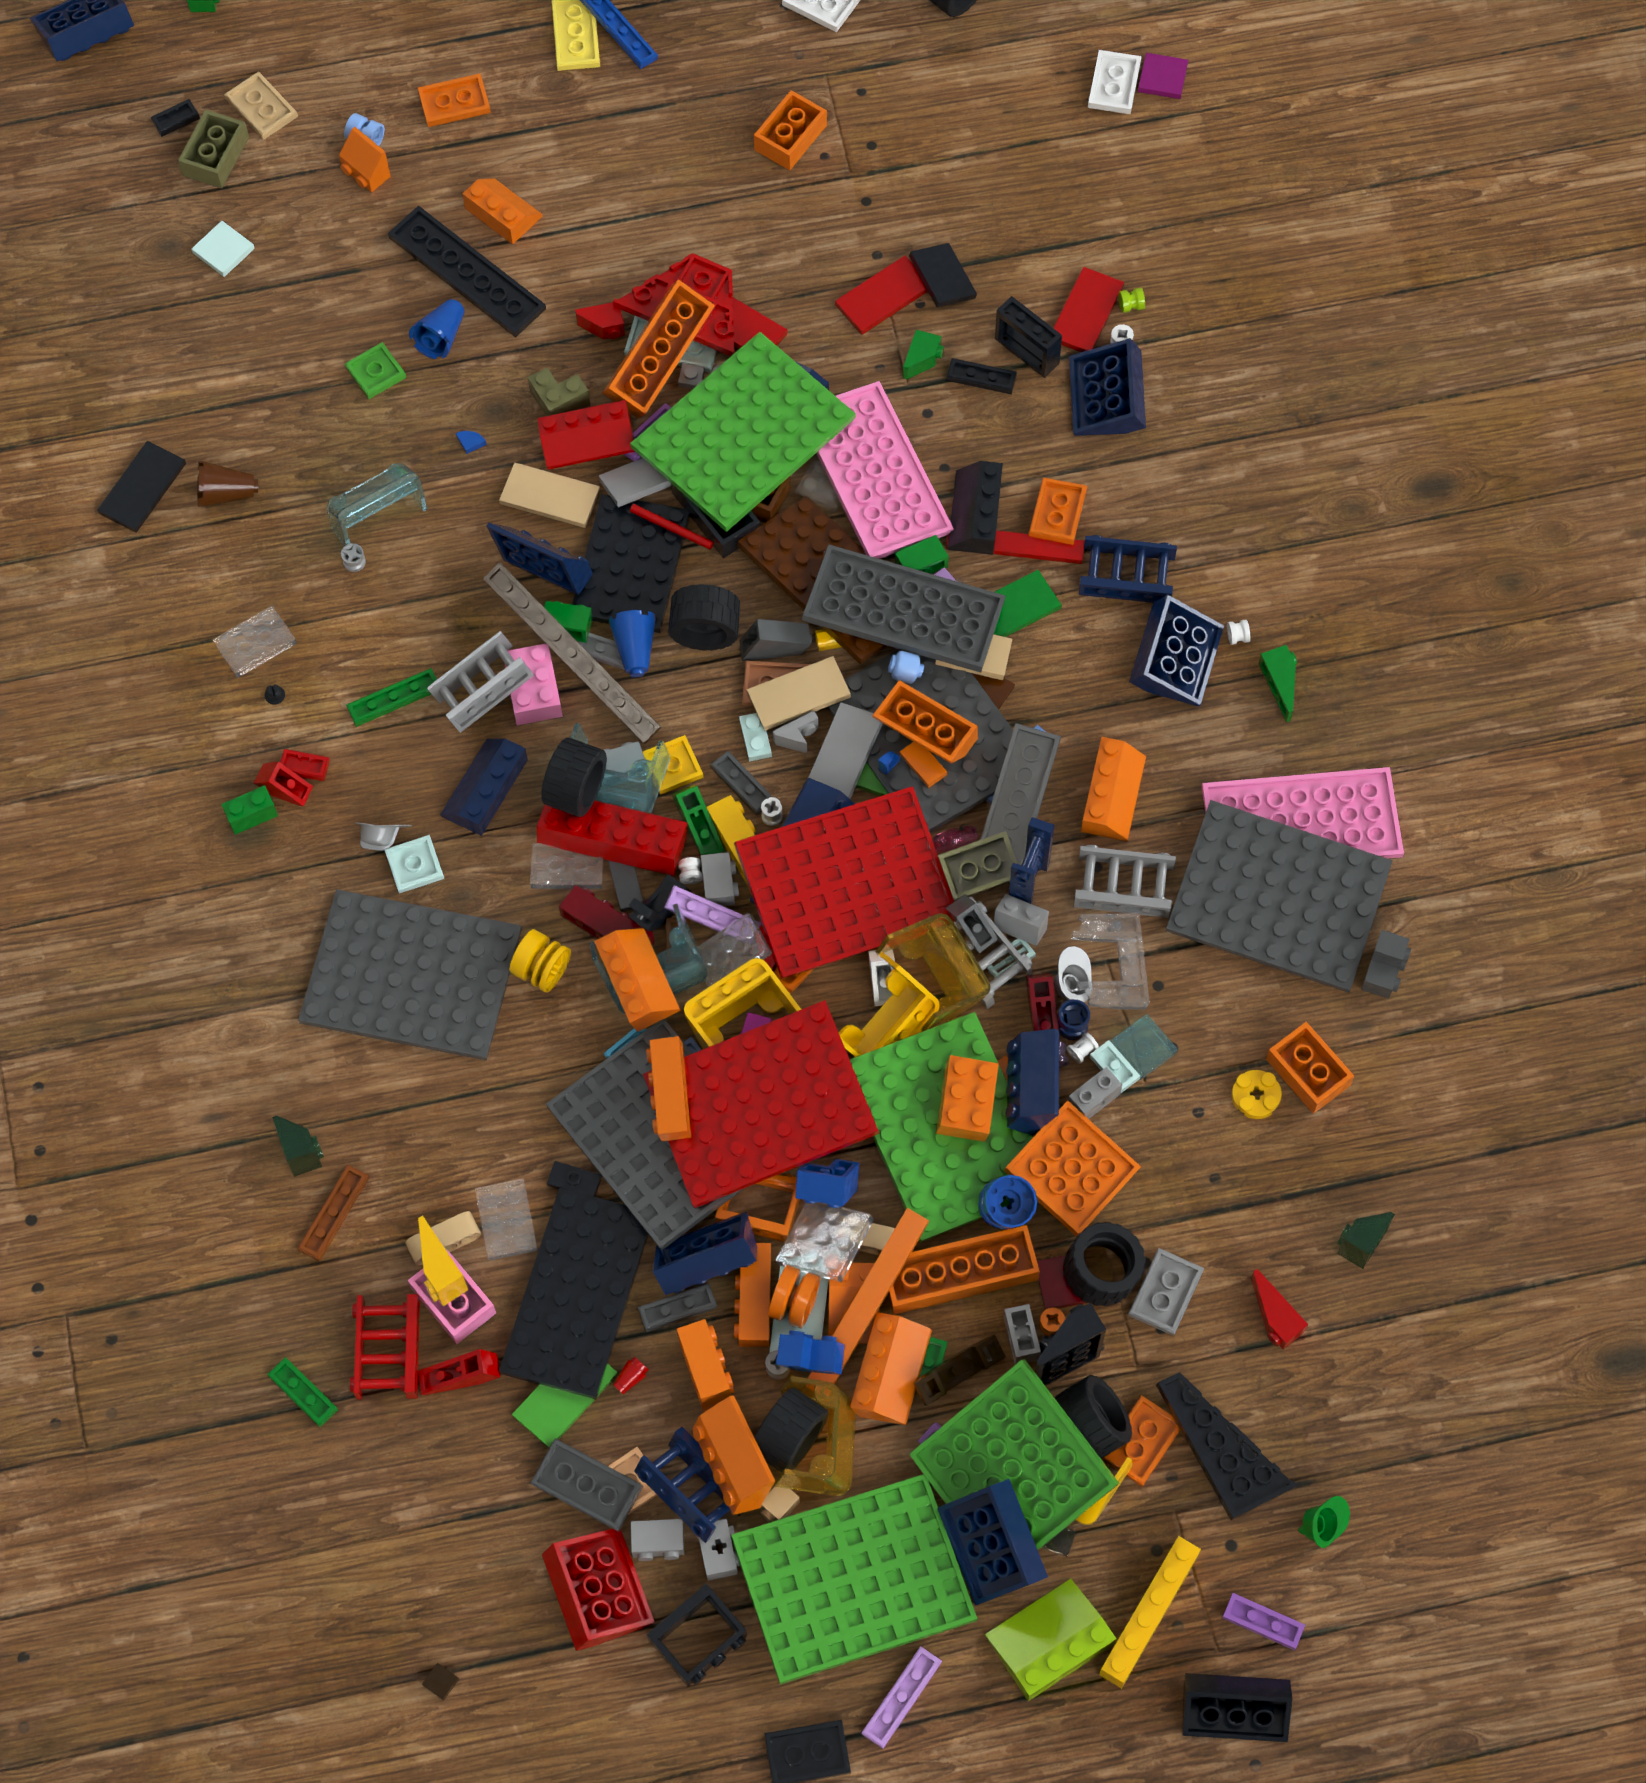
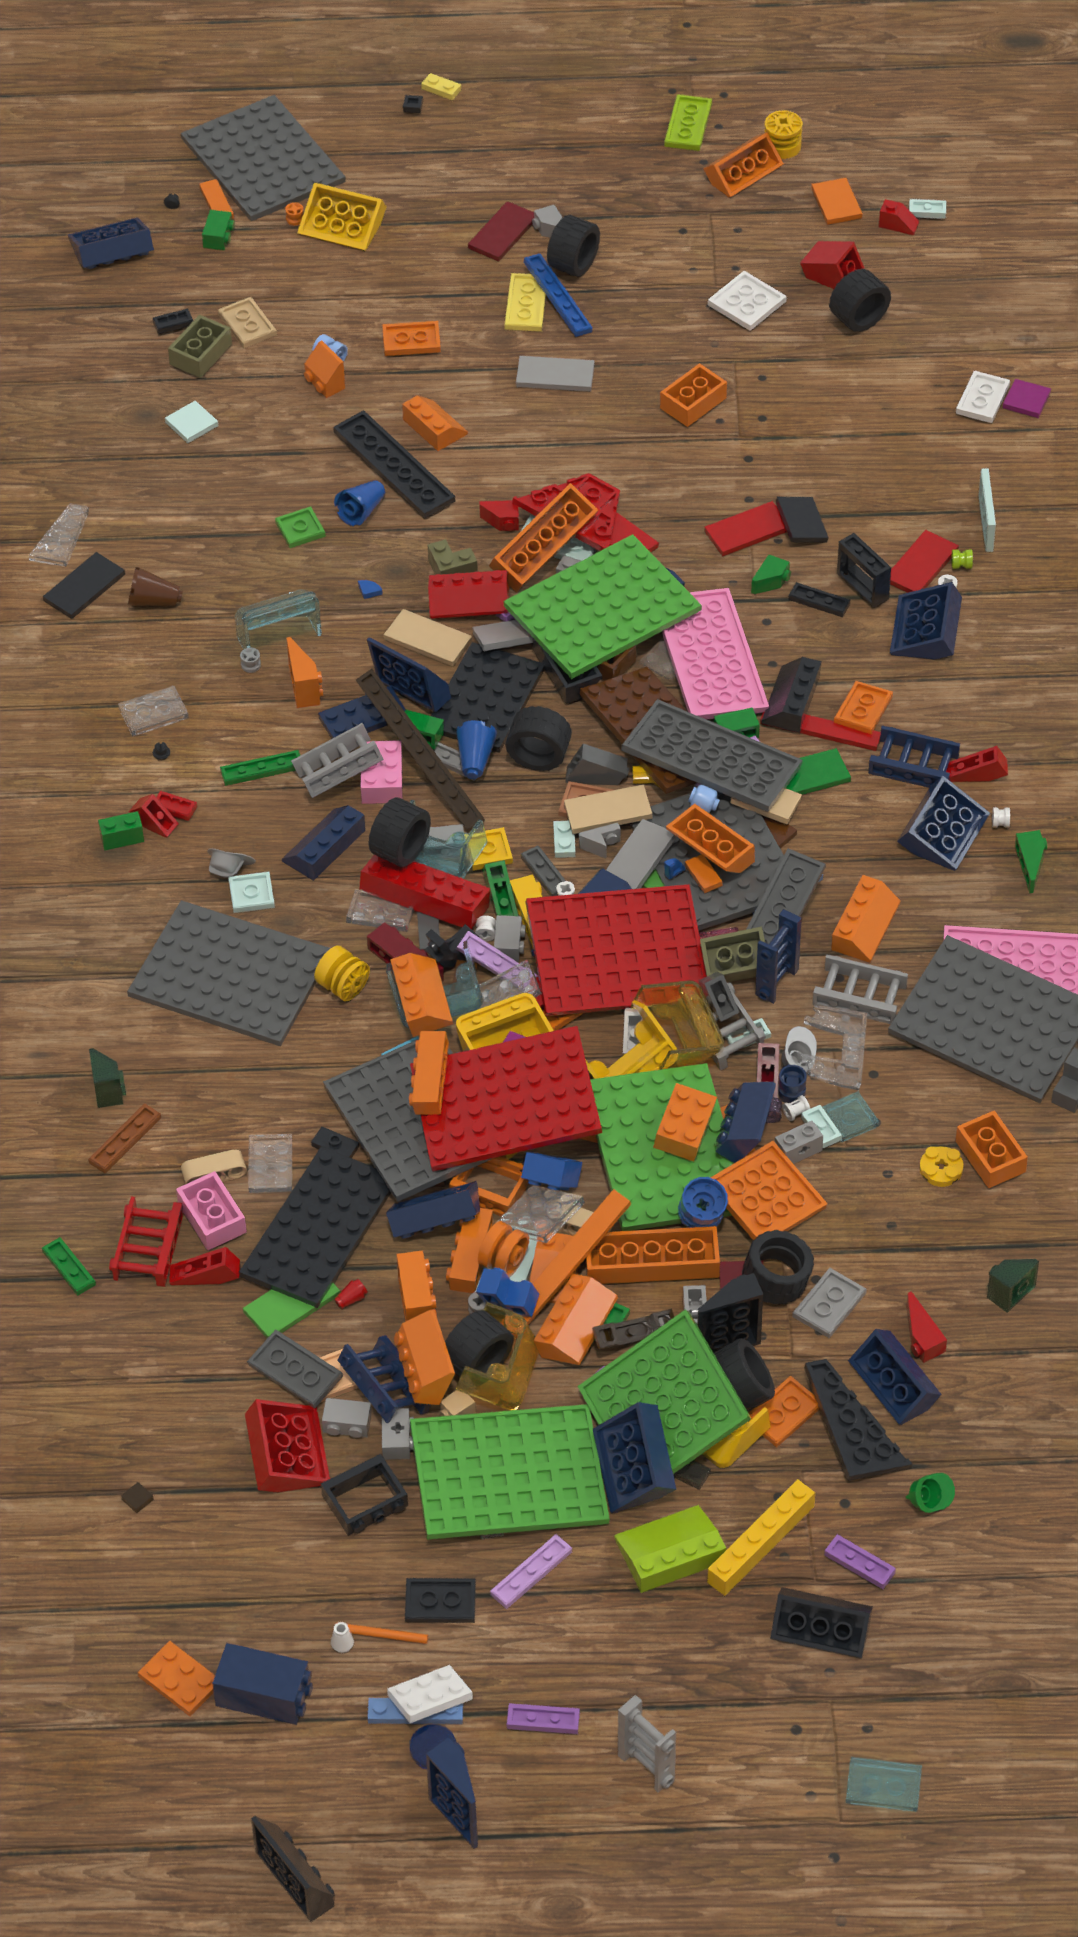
camera: 10 degrees right, 15 degrees down
(103, 426) = (61, 538): none -> clear wing
(423, 579) = (303, 676): none -> orange slope
(442, 1275) = (206, 1178): yellow slope -> none
(488, 613) = (352, 713): none -> dark blue plate
(626, 122) = (555, 373): none -> light grey tile
(673, 527) = (527, 672): red bar -> none
(677, 1307) = (386, 1253): dark grey tile -> none
(1021, 919) = (763, 1002): light grey brick -> none
(1149, 234) = (987, 510): none -> light aqua tile
(1201, 570) = (980, 766): none -> red slope
(1257, 1377) = (894, 1376): none -> dark blue slope

